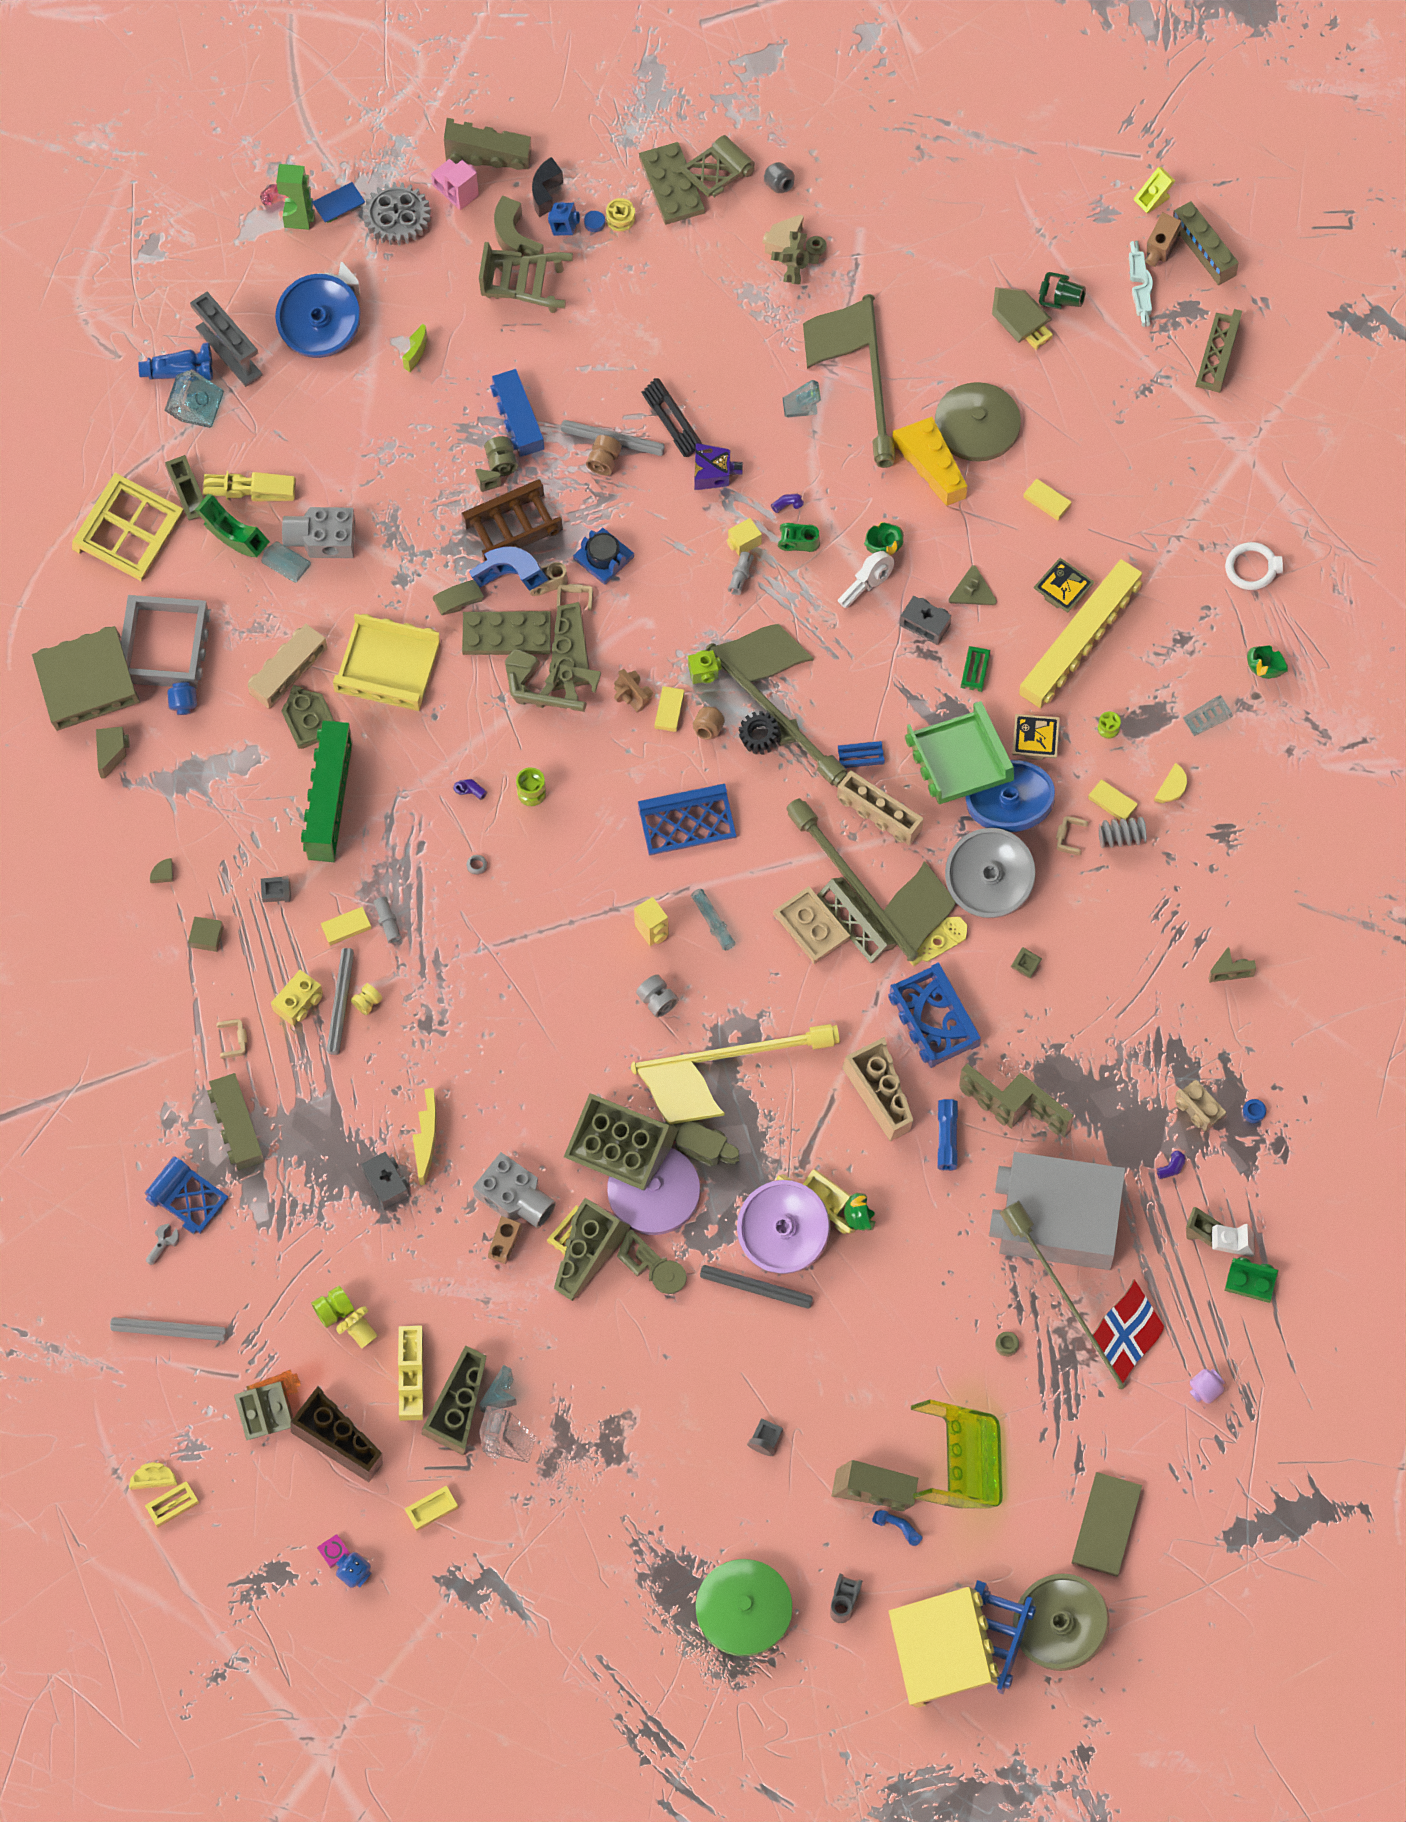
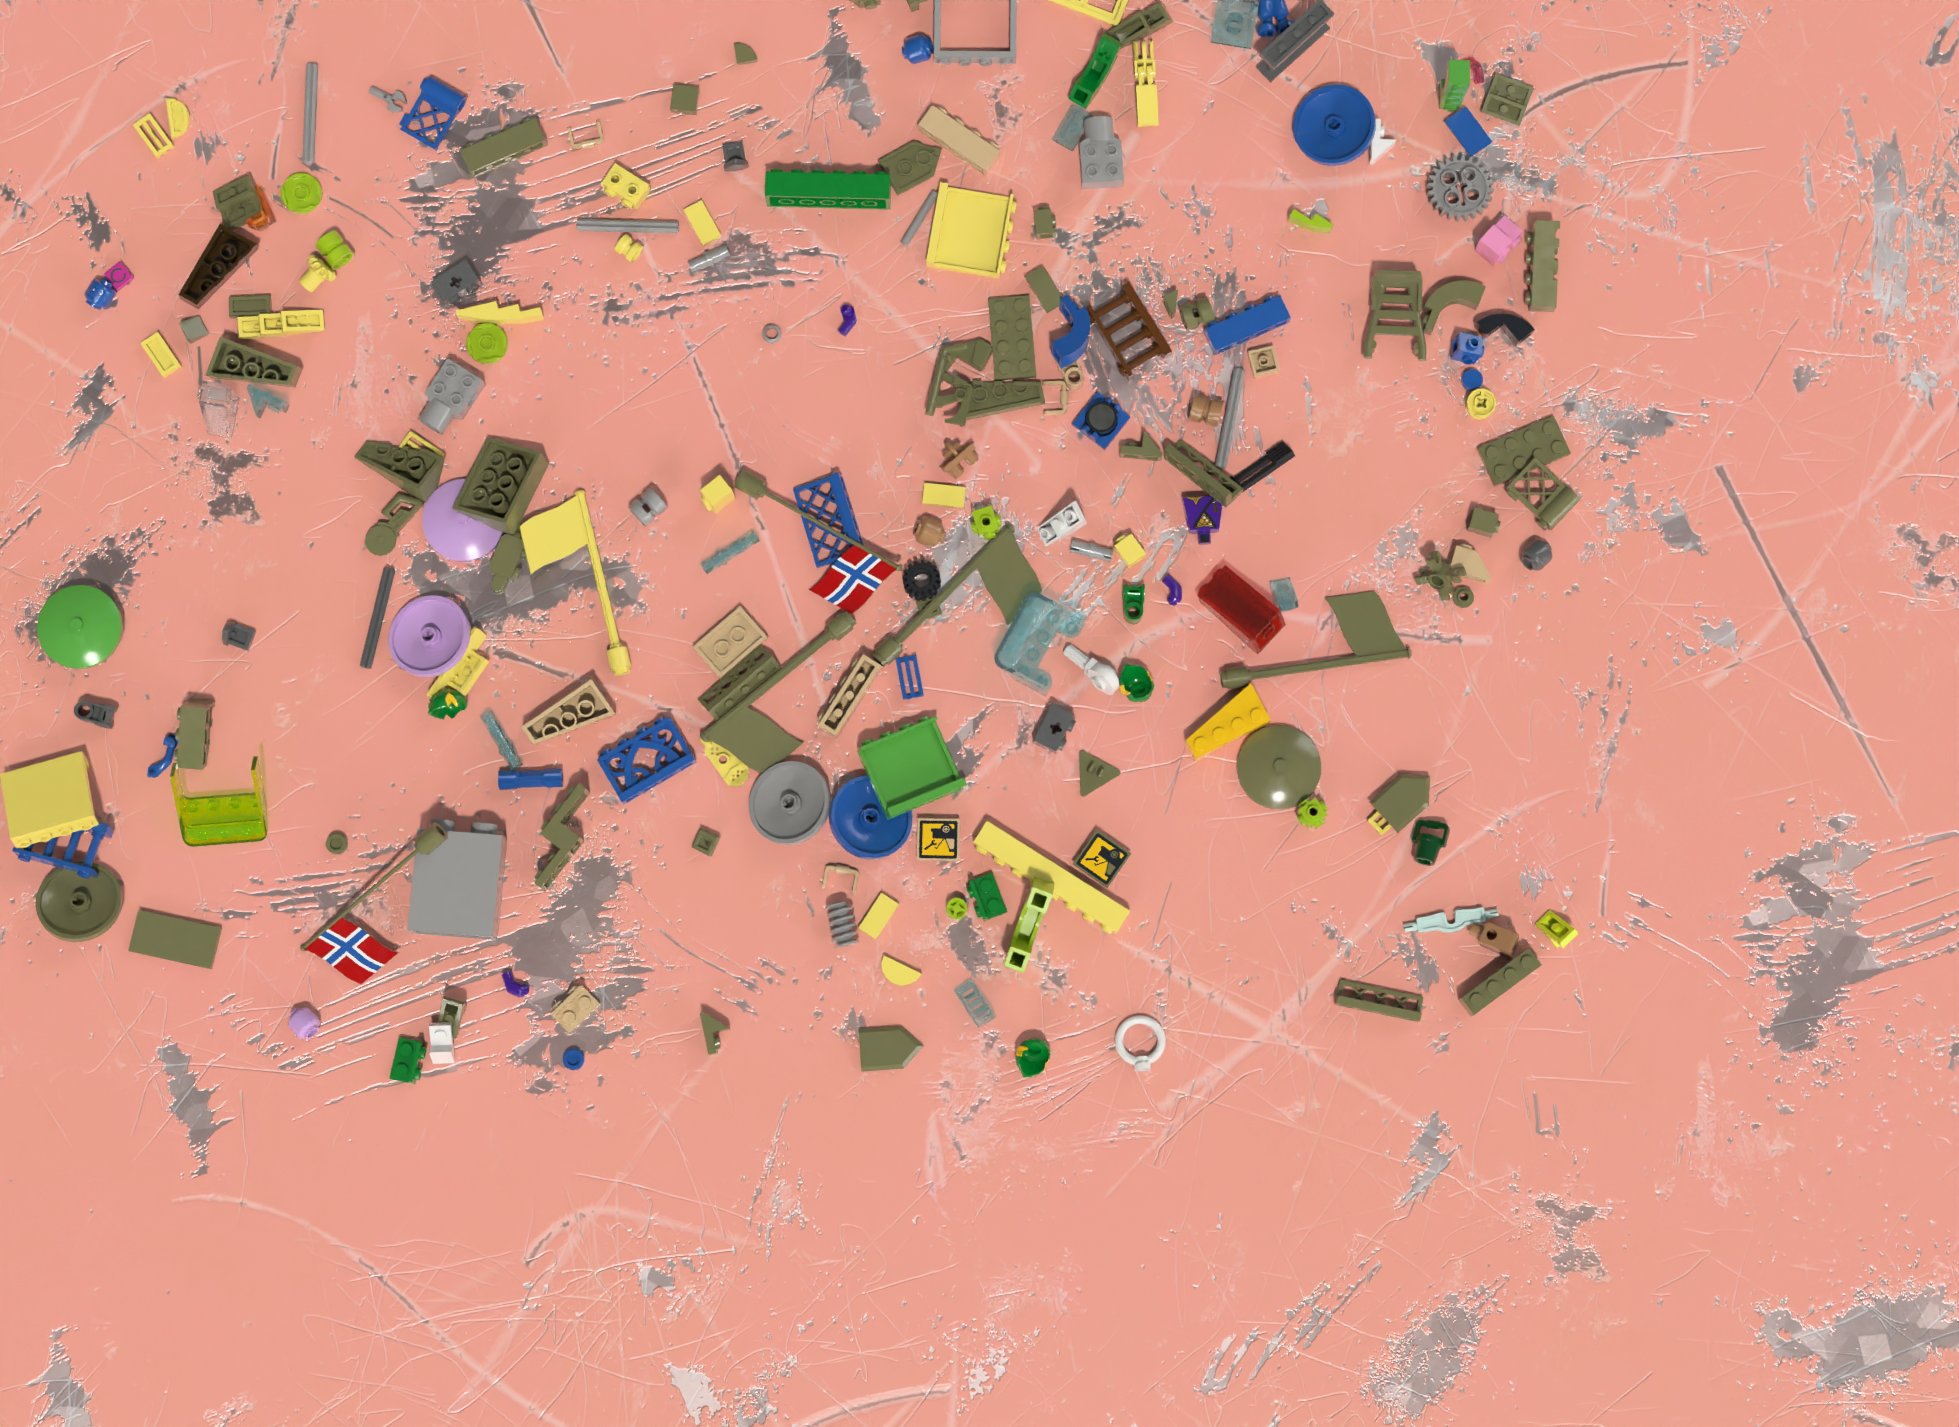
camera: 85 degrees right, 15 degrees up
(260, 1344) = (301, 193): none -> lime tile
(317, 164) = (1507, 99): none -> olive slope
(366, 712) = (919, 218): none -> light grey bar
(385, 1407) = (249, 306): none -> olive tile
(387, 591) = (1044, 223): none -> olive brick
(405, 1470) = (193, 329): none -> olive slope
(456, 1155) = (487, 343): none -> lime tile
(504, 1240) = (406, 392): medium nougat leg -> none
(531, 786) = (849, 374): lime wheel -> none
(557, 402) = (1263, 362): none -> tan piece
(637, 514) = (1148, 451): none -> olive slope
(670, 461) = (1202, 477): none -> olive fence
(711, 593) = (1062, 524): none -> white slope
(742, 221) = (1483, 522): none -> olive brick
(749, 795) = (853, 575): none -> flag
(809, 619) = (1030, 638): none -> clear light blue windscreen
(813, 438) = (1241, 609): none -> clear red slope
(902, 1163) = (505, 748): none -> clear light blue pin
(972, 685) = (1011, 780): green tile -> none
(1027, 392) = (1308, 820): none -> lime brick
(1047, 499) = (1198, 839): light yellow tile -> none
(1097, 697) = (987, 897): none -> green bracket
(1152, 664) = (1028, 924): none -> lime arch
(1251, 803) = (886, 1048): none -> olive tile

